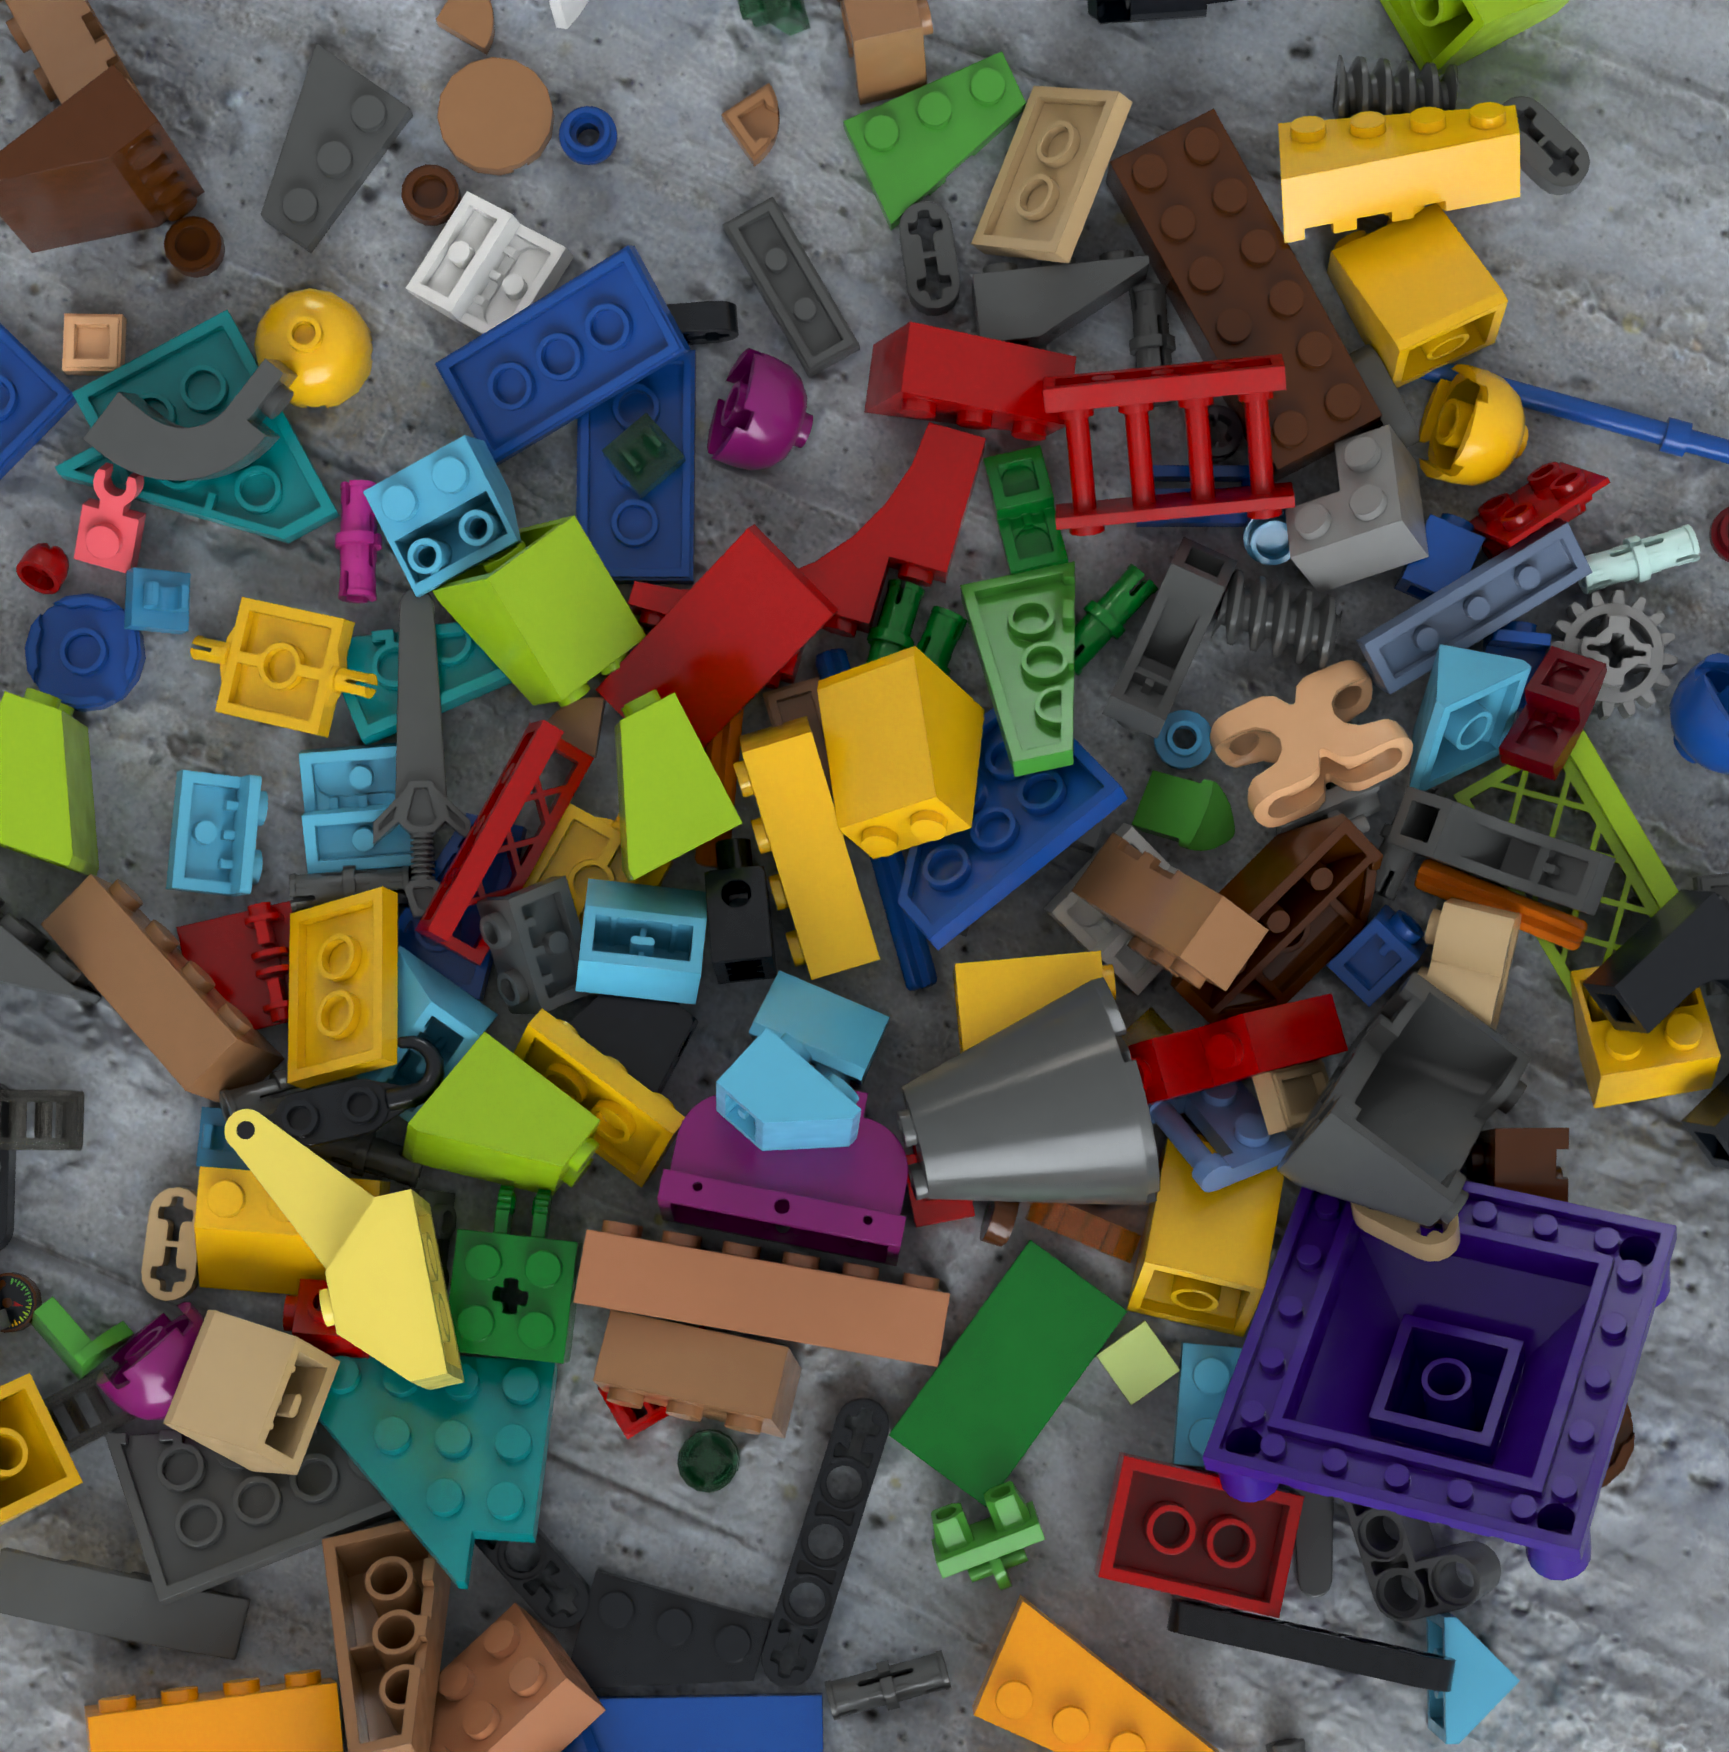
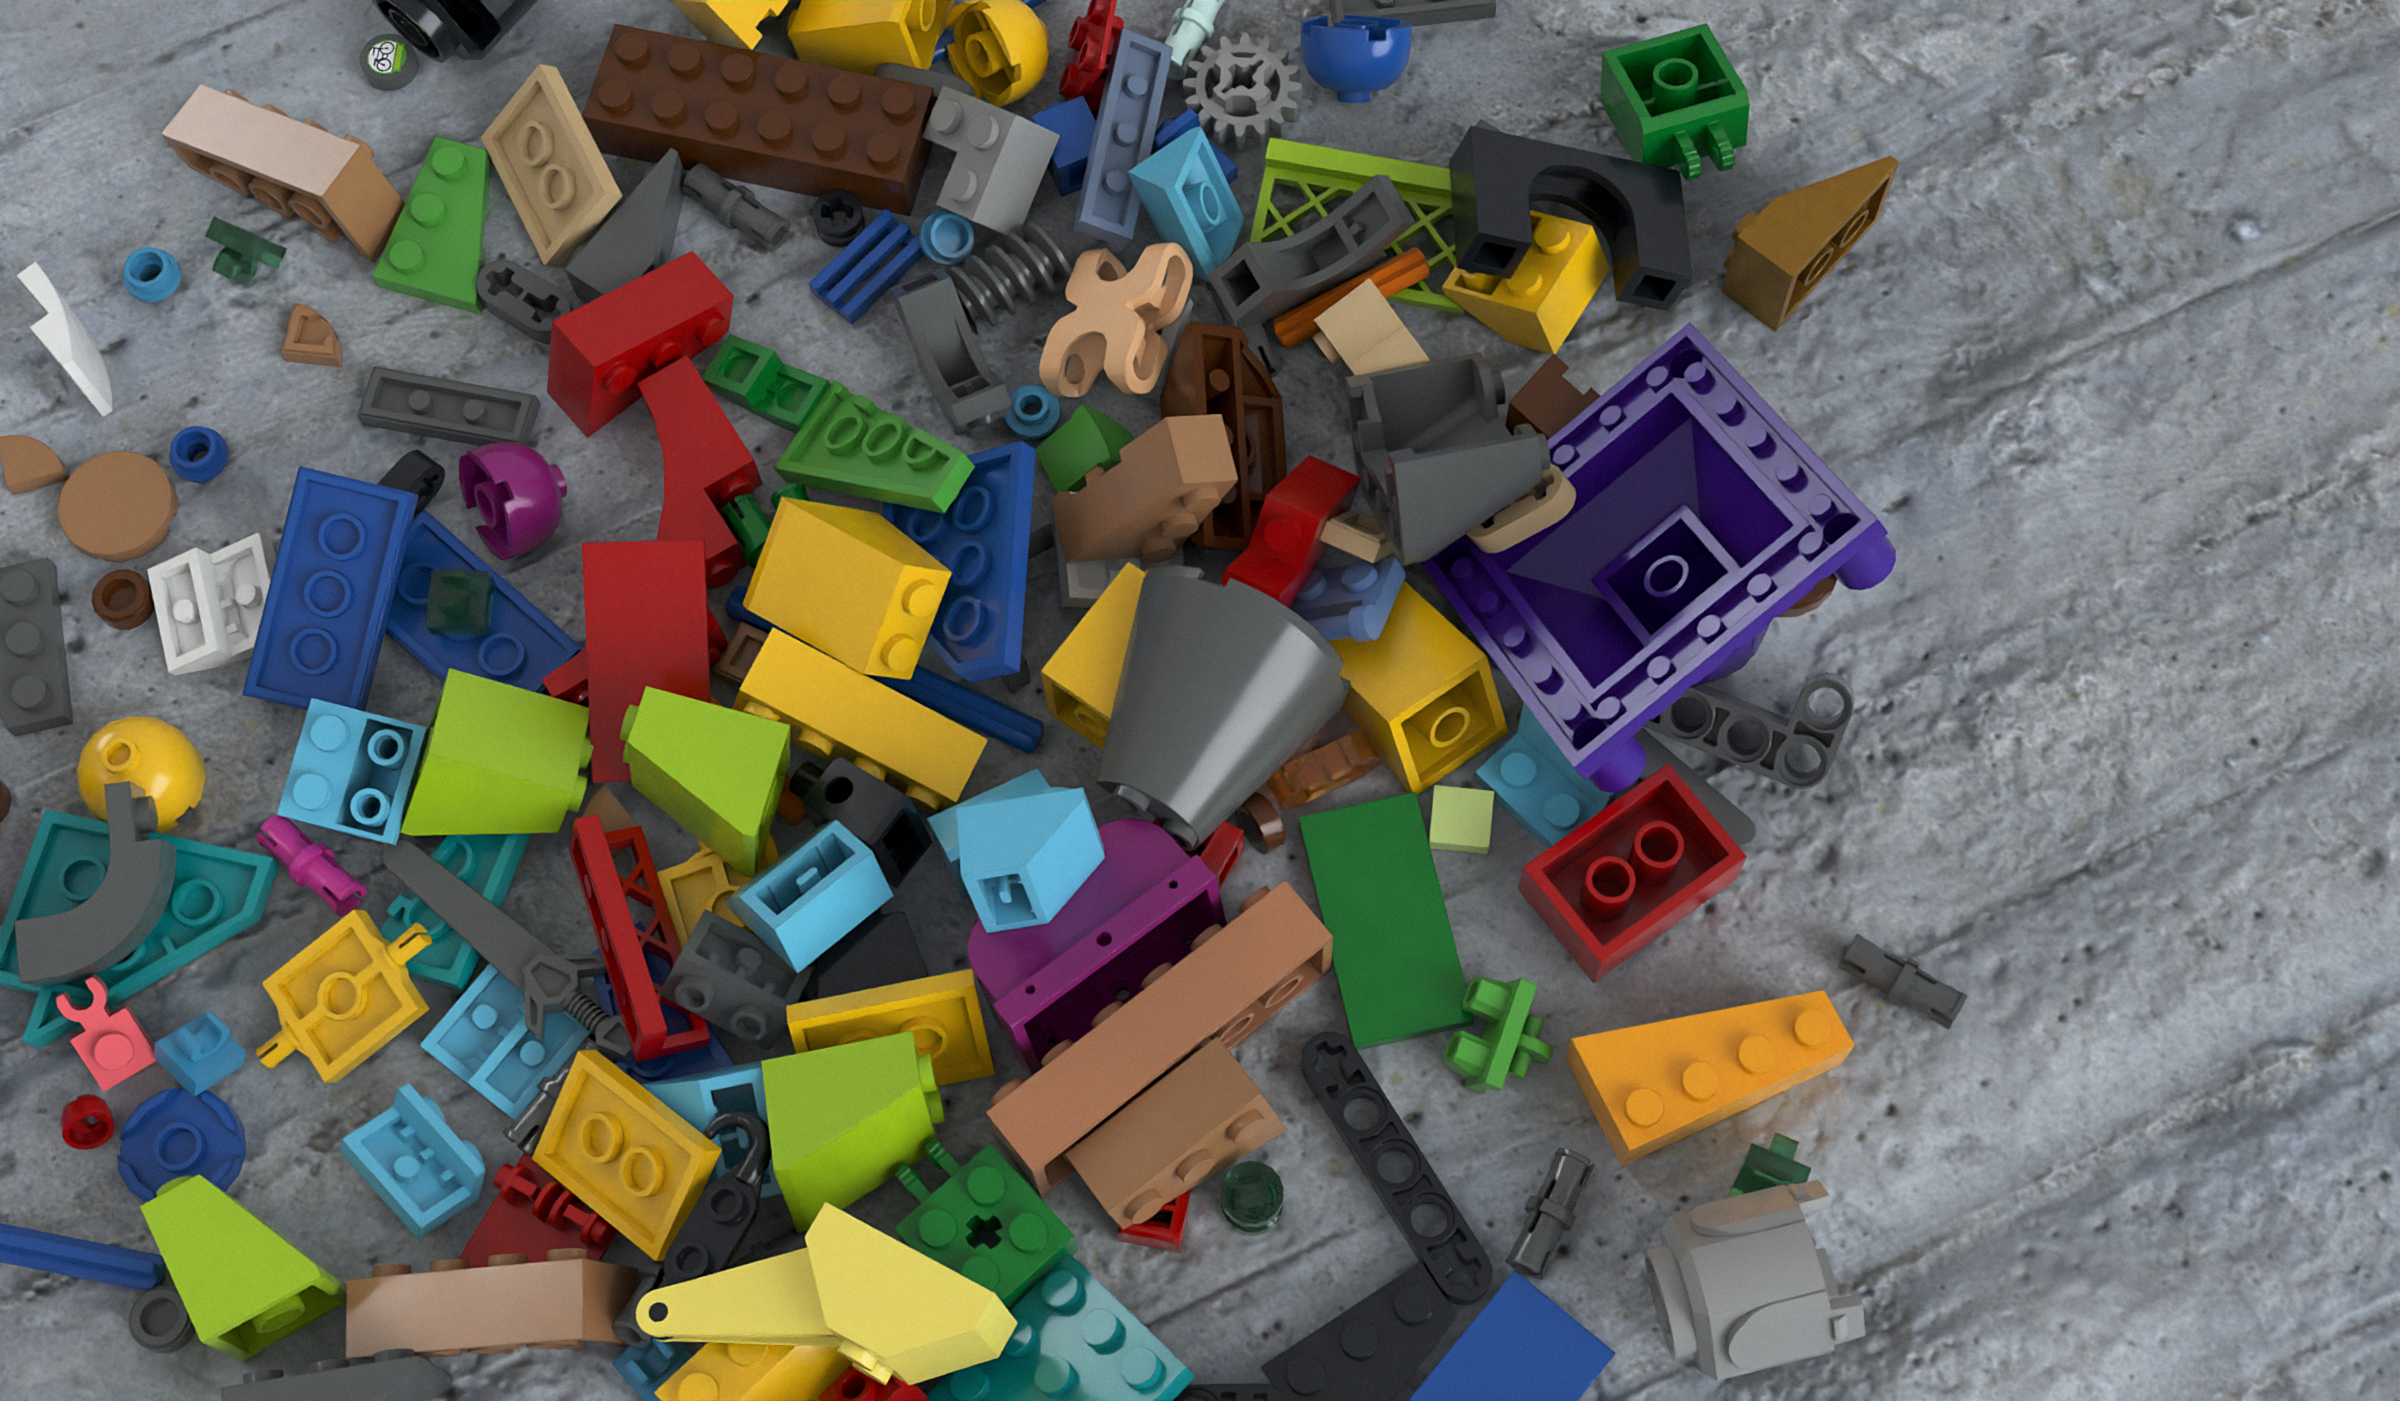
camera: 50 degrees left, 15 degrees down
(1109, 614) = (894, 386): green pin -> none
(1135, 393) = (794, 181): red fence -> none
(1312, 1645) = (1787, 850): black beam -> none
(1379, 954) = (1311, 406): blue bracket -> none
(1477, 1682) = (1899, 768): medium azure slope -> none
(1554, 713) = (1247, 147): dark red slope -> none

